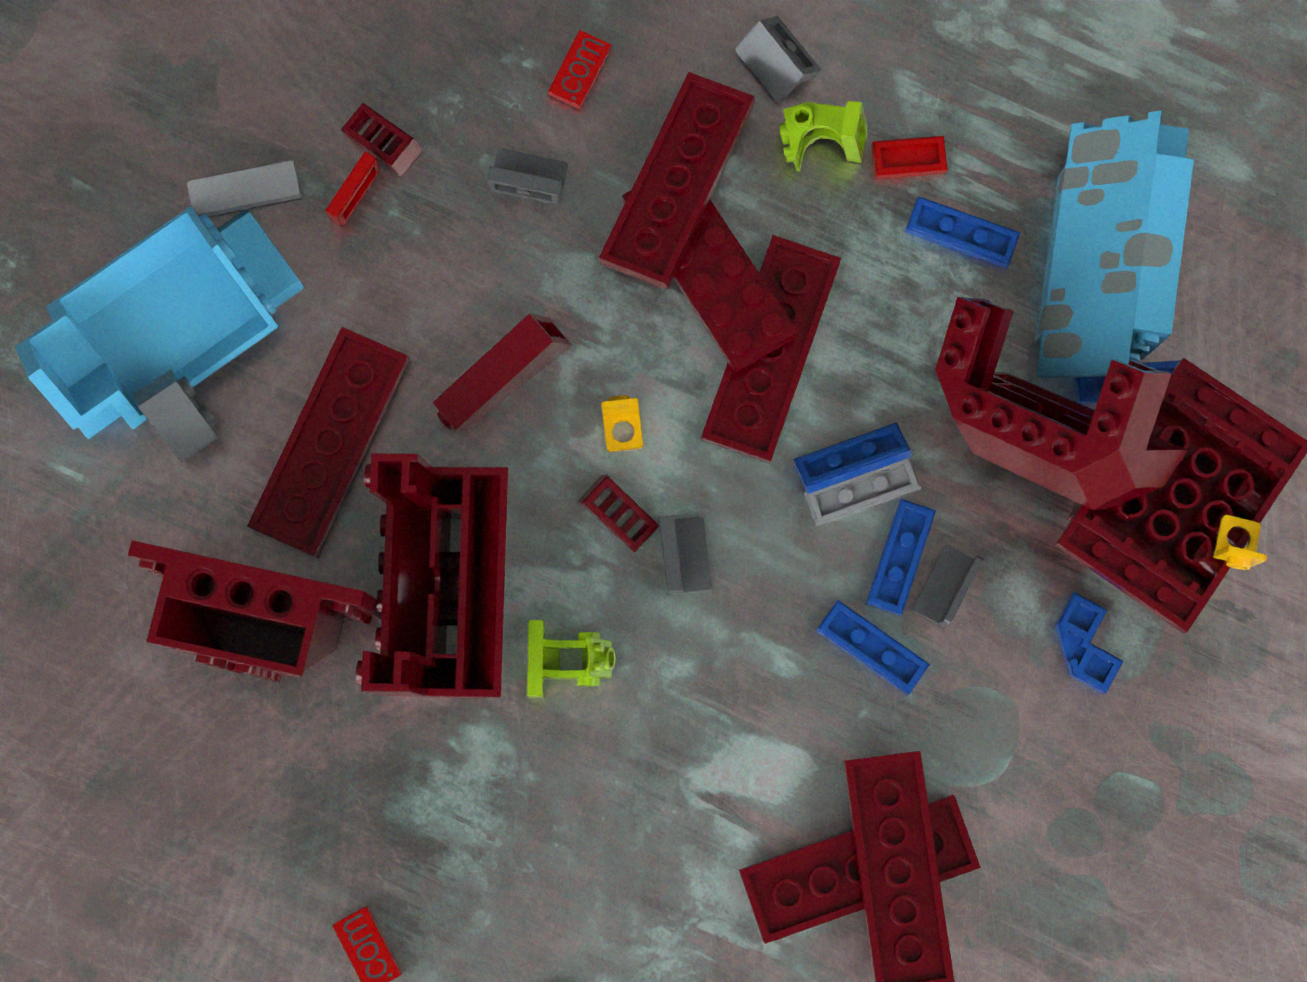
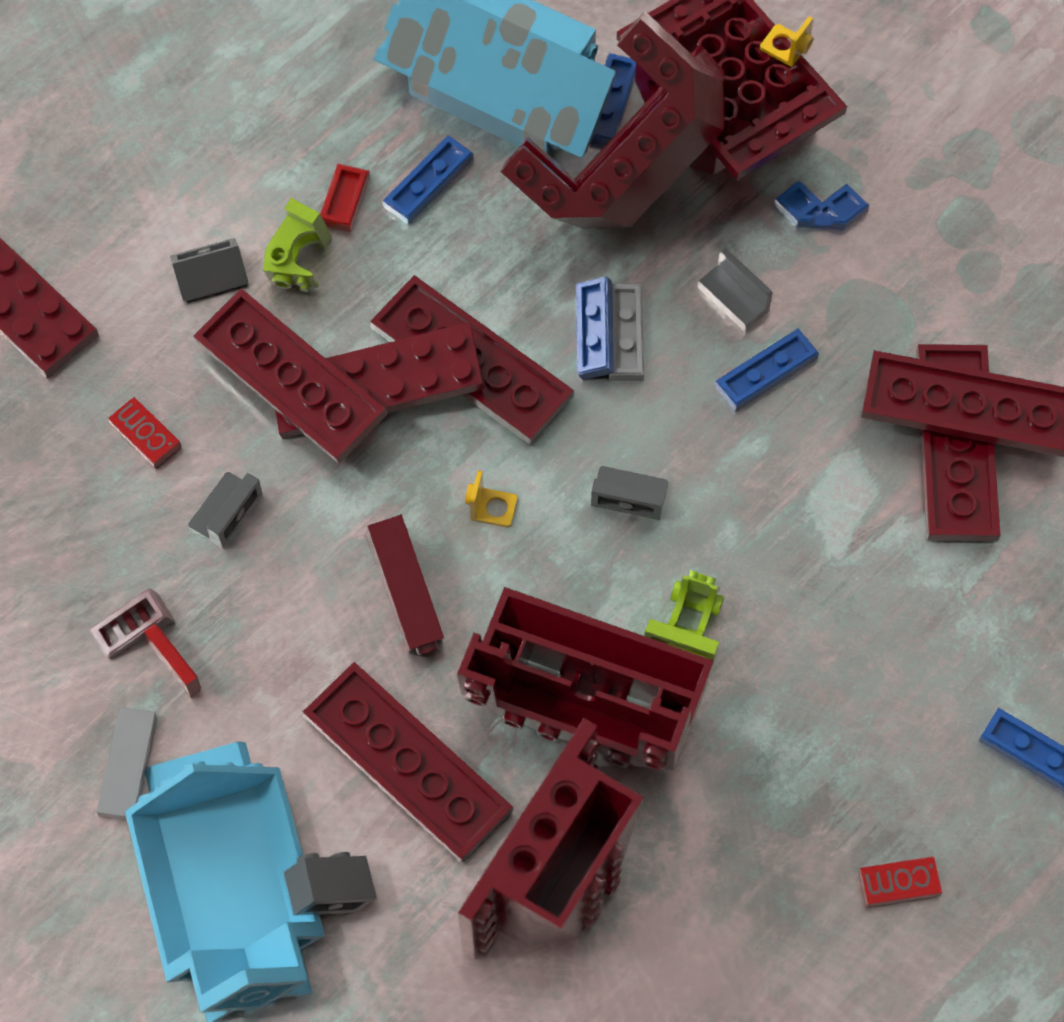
camera: 70 degrees left, 15 degrees down
(605, 482) = (551, 546): dark red slope -> none
(900, 557) = (695, 321): blue tile -> none

